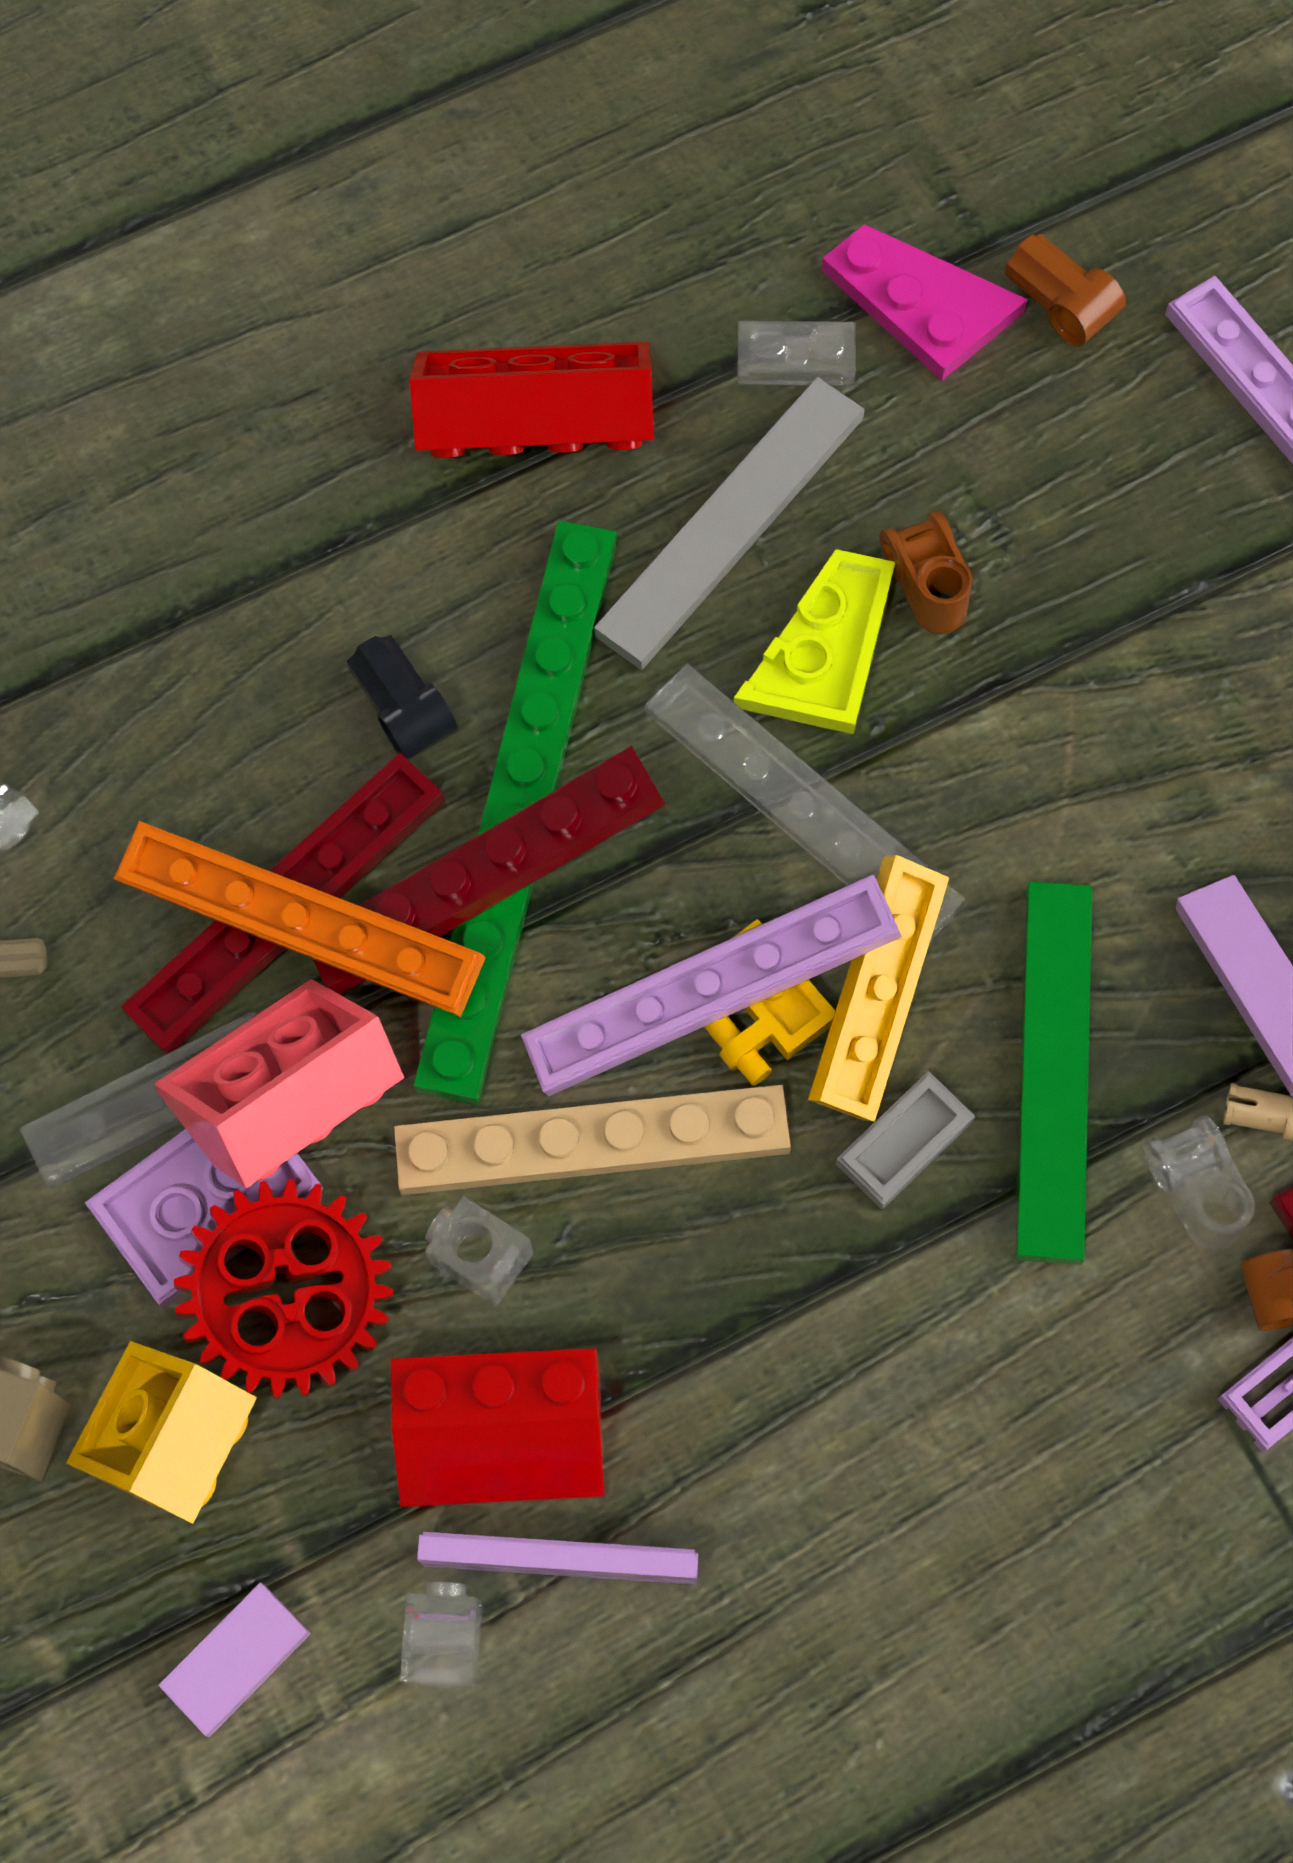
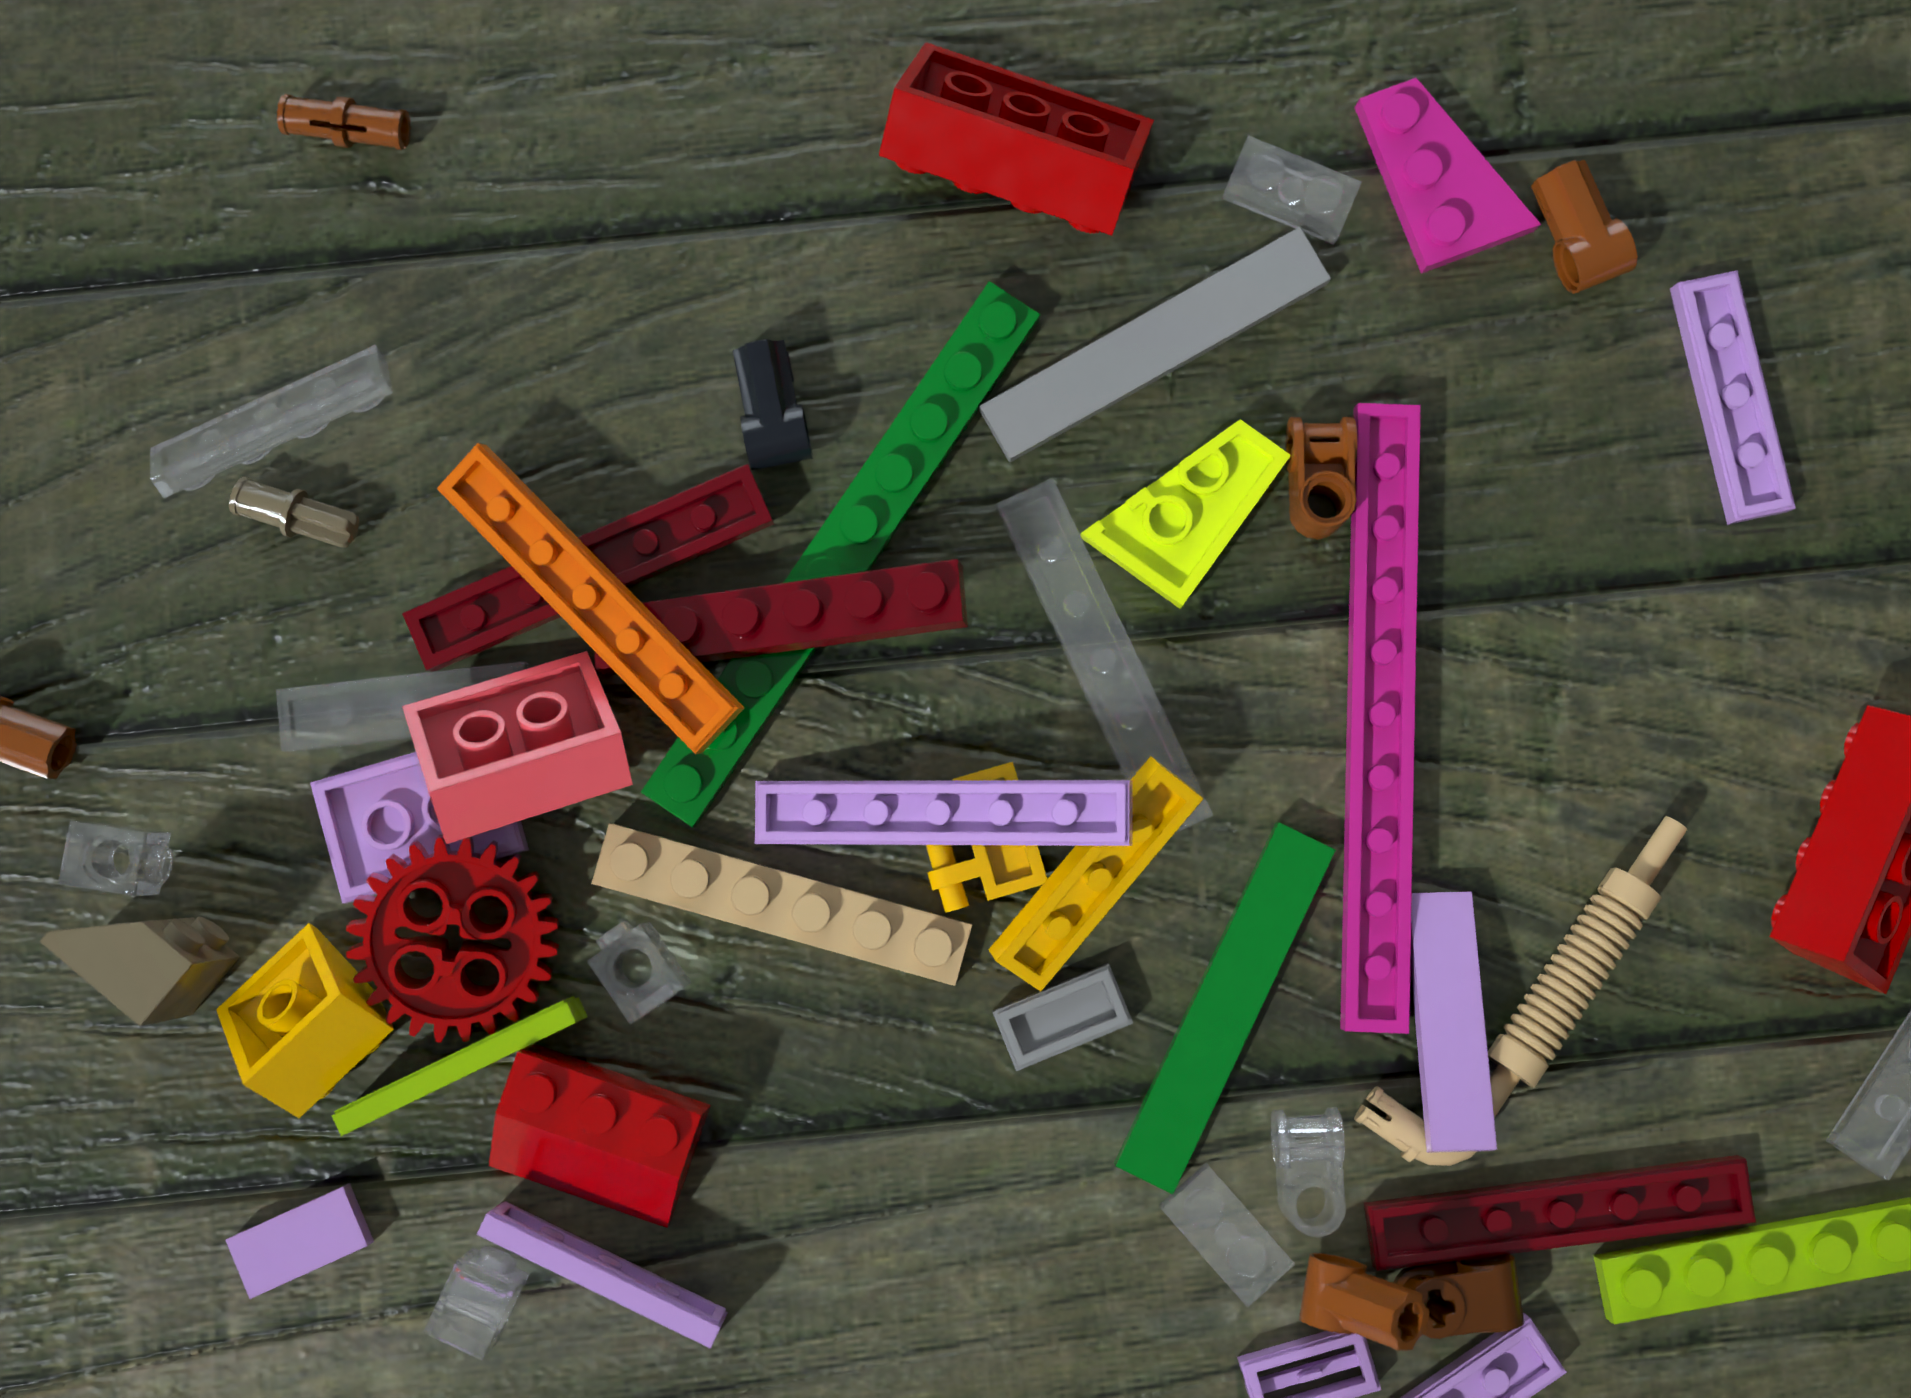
camera: 20 degrees right, 15 degrees up
(333, 1412) = (458, 1065): none -> lime tile
(1086, 769) = (1381, 721): none -> dark pink plate
(1153, 1277) = (1226, 1234): none -> clear plate

